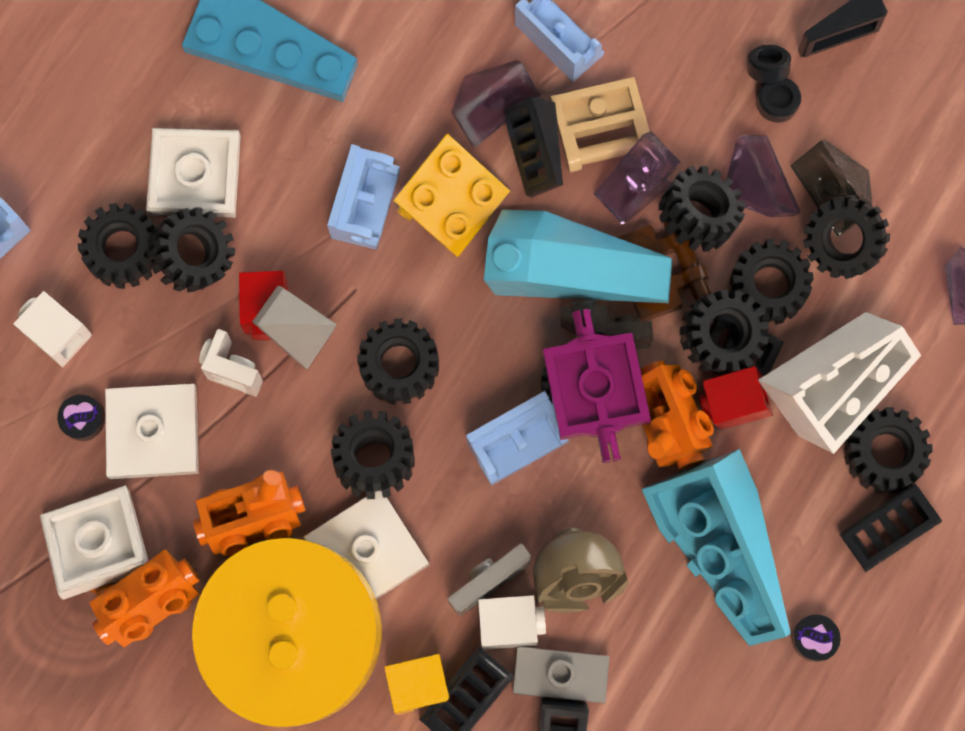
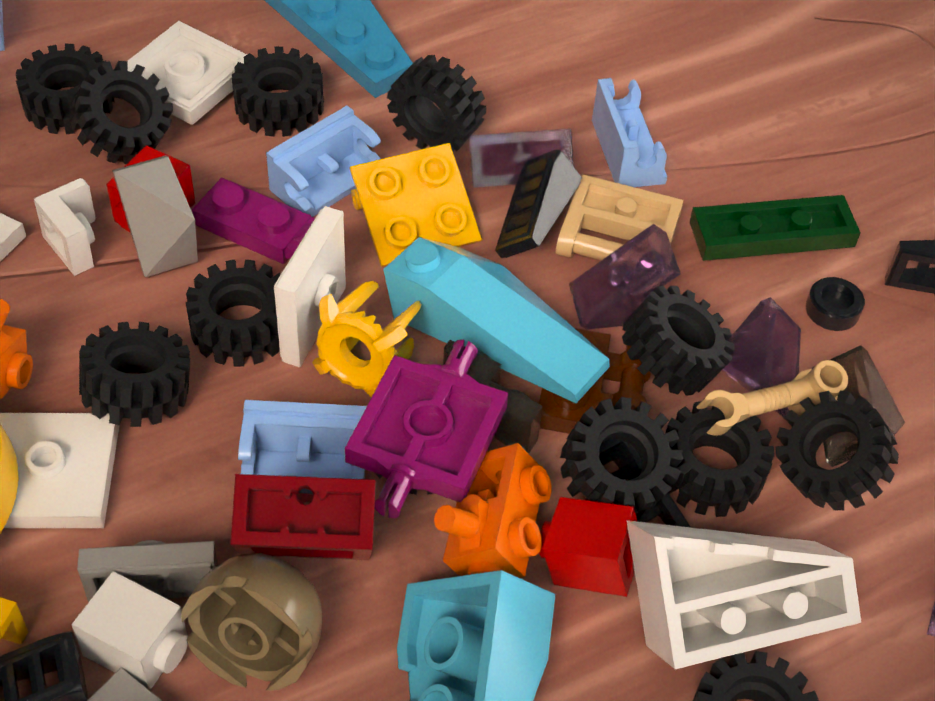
camera: 25 degrees right, 25 degrees down
(274, 124) = (278, 72): none -> black tyre
(355, 275) = (252, 220): none -> magenta hinge
(412, 101) = (436, 82): none -> black tyre
(446, 320) = (311, 273): none -> white plate
(523, 339) = (344, 328): none -> yellow piece
(578, 504) = (275, 522): none -> dark red window
(706, 59) = (774, 227): none -> dark green plate
(769, 64) = (843, 263): black tile -> none
(803, 199) = (809, 383): none -> tan brick

